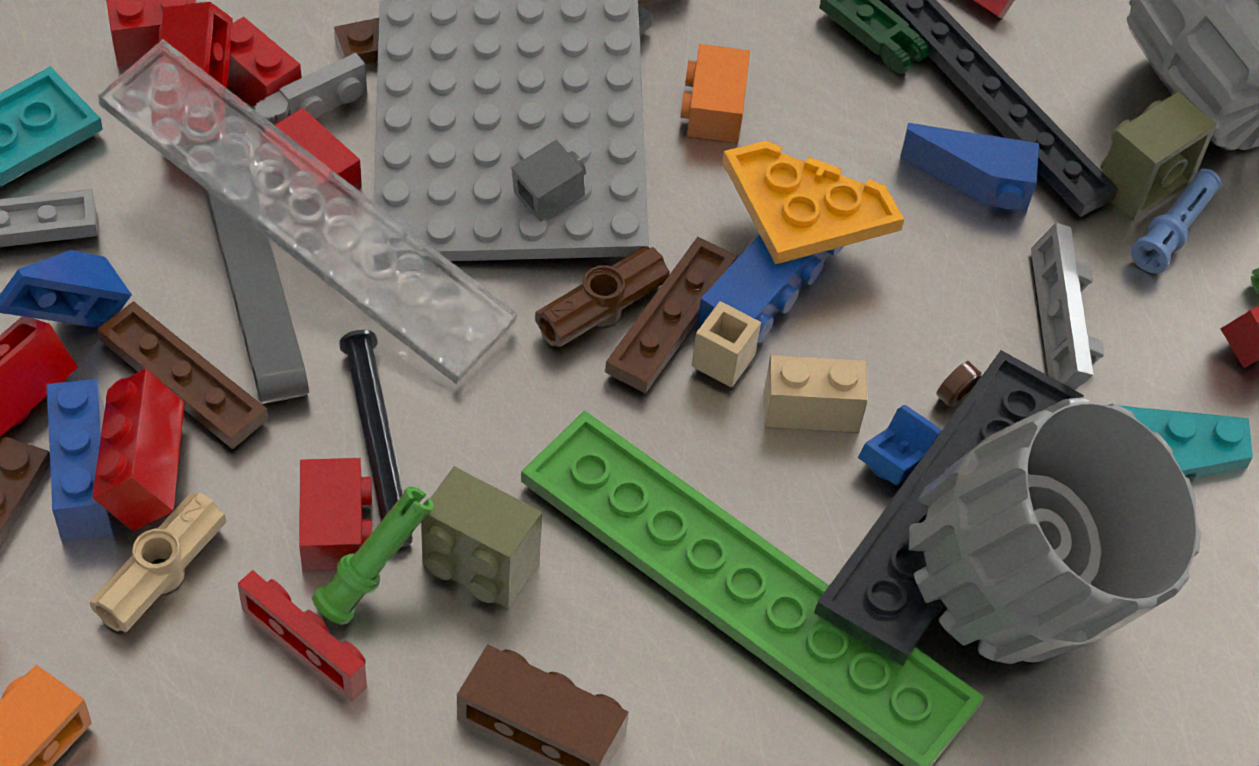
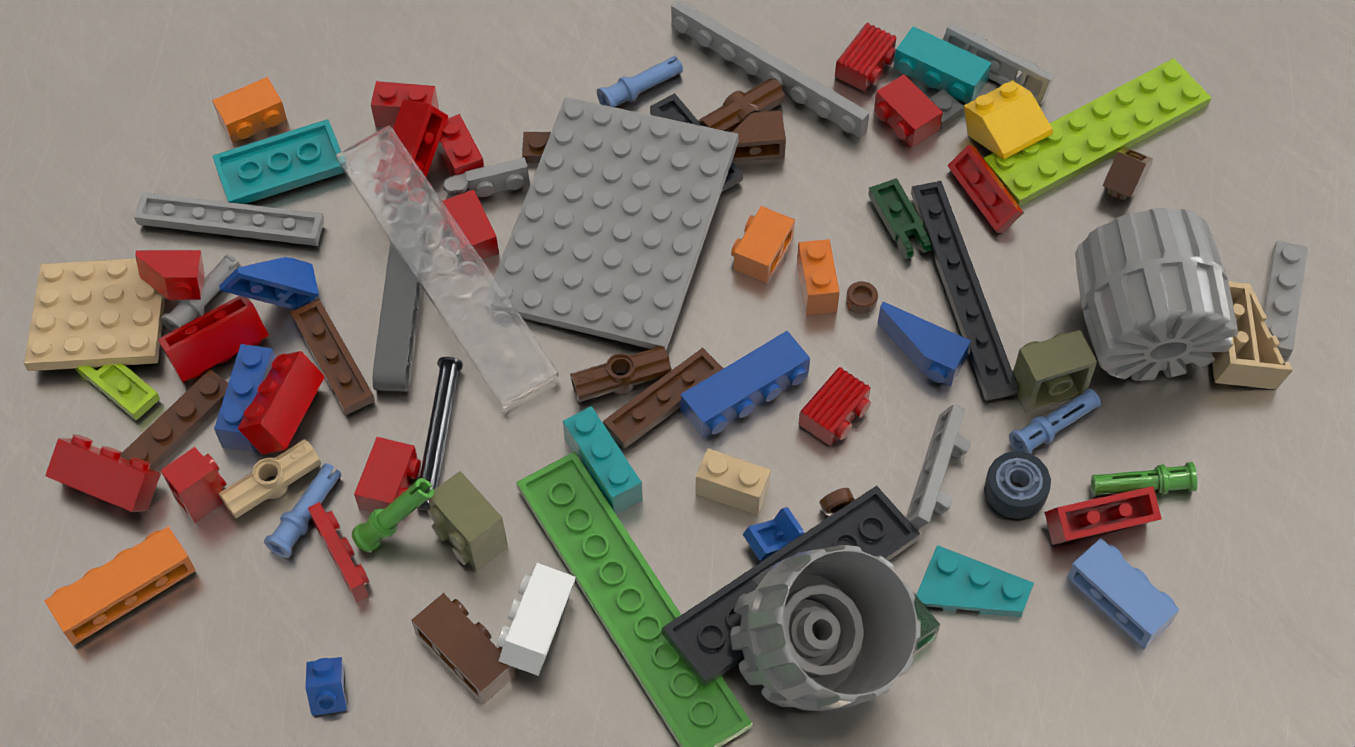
camera: 25 degrees right, 5 degrees up
(51, 595) = (195, 483): none -> red brick
(220, 611) = (296, 521): none -> medium blue pin
(549, 180) = (611, 284): dark grey brick -> none
(629, 407) = (603, 459): none -> teal brick
(635, 642) = (535, 618): none -> white brick
(725, 344) = (685, 430): tan brick -> none
(807, 114) = (817, 277): none -> orange brick
(807, 203) = (780, 344): light orange plate -> none
(868, 131) = (861, 297): none -> reddish brown tile
(900, 270) = (835, 406): none -> red brick
(1172, 304) = (1012, 500): none -> wheel

